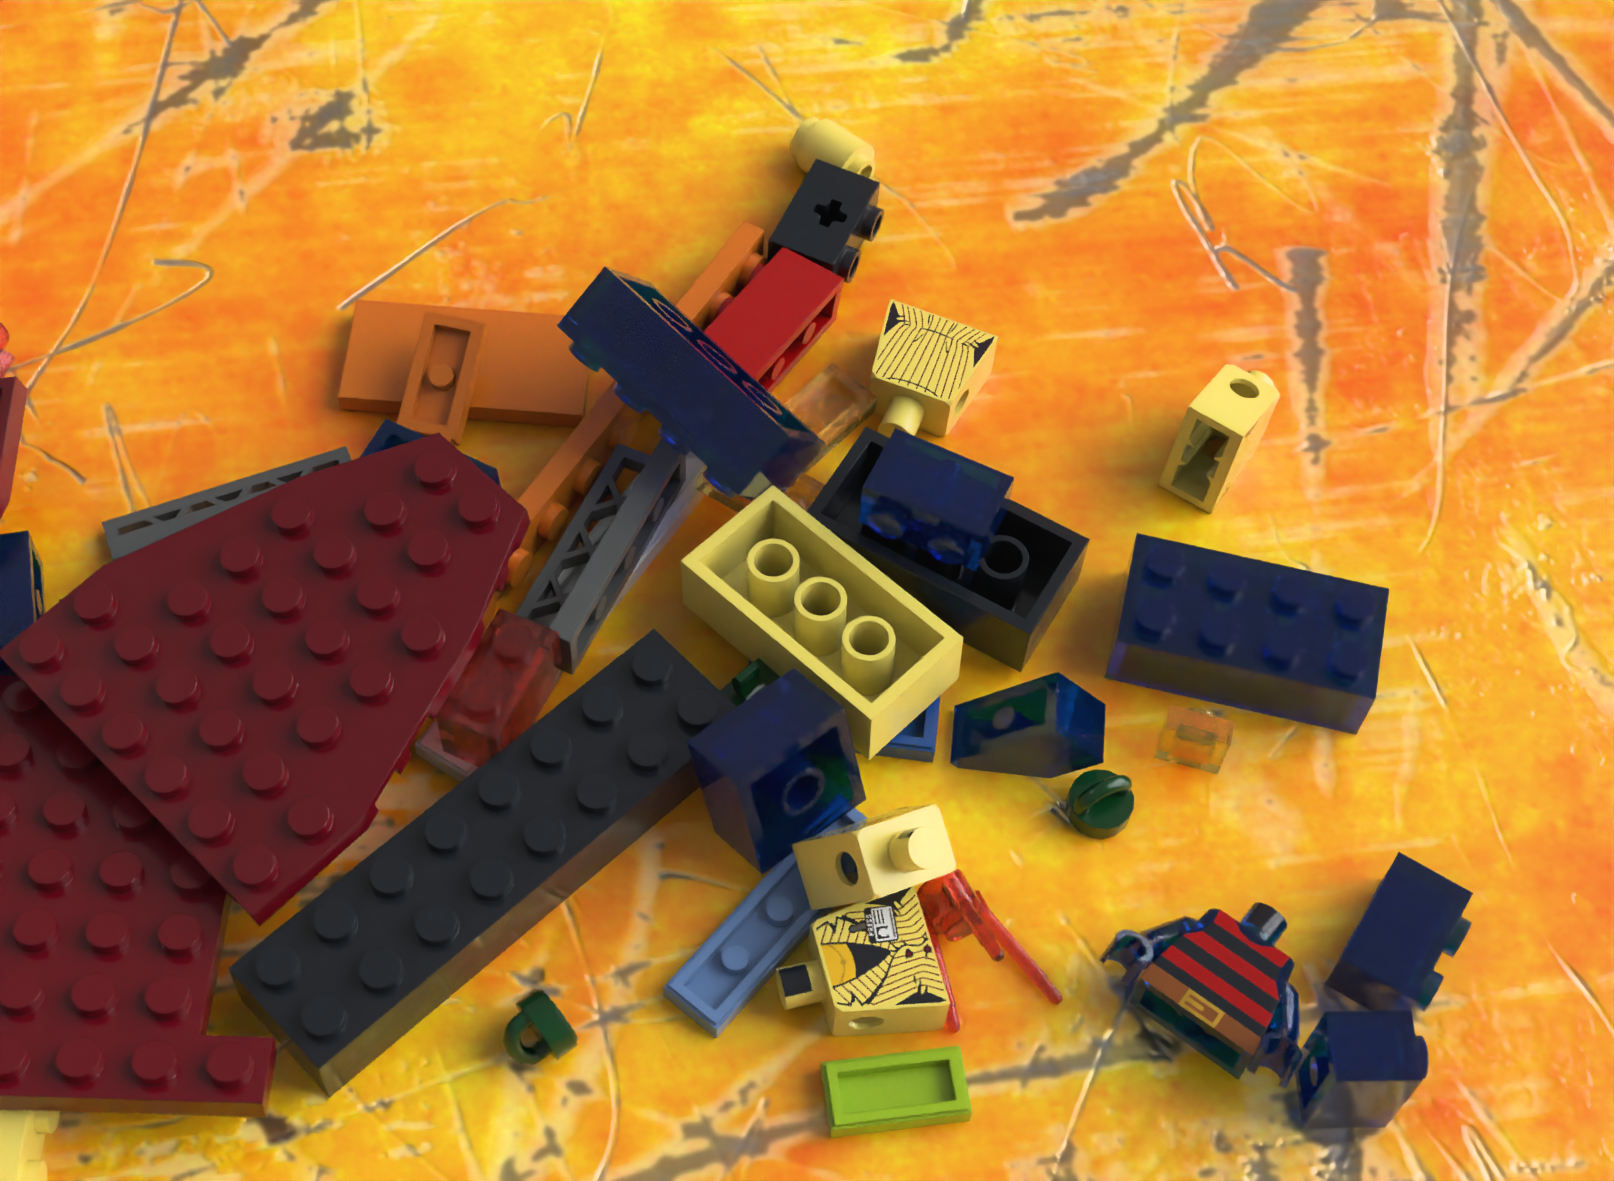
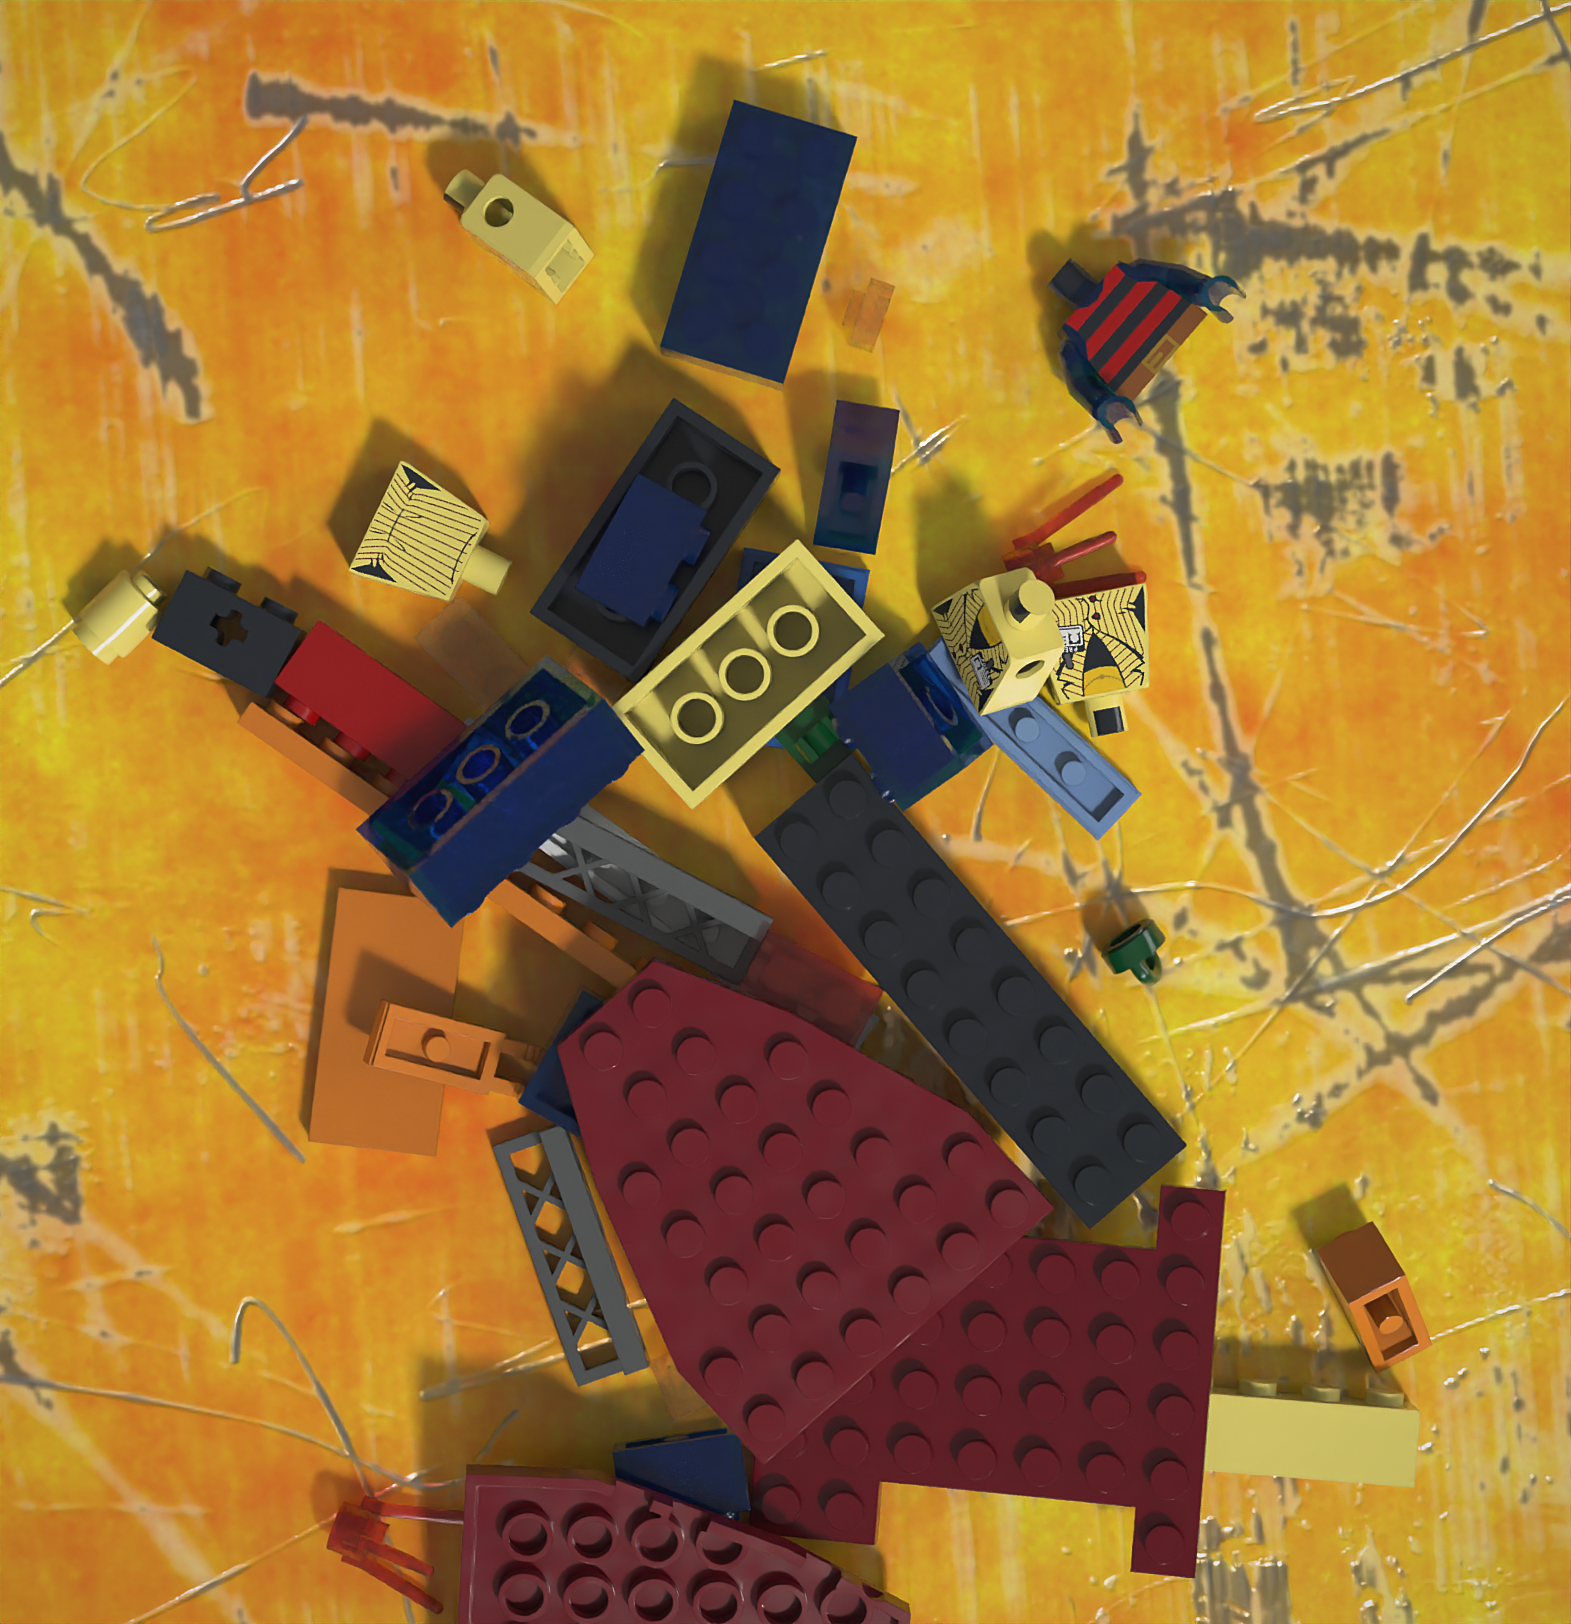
camera: 85 degrees left, 30 degrees up
(895, 1091) = (1202, 635): lime tile -> none
(1100, 803) = (927, 415): dark green tile -> none
(1359, 1068) = (1226, 219): clear blue brick -> none
(1401, 939) = (1087, 150): clear blue brick -> none

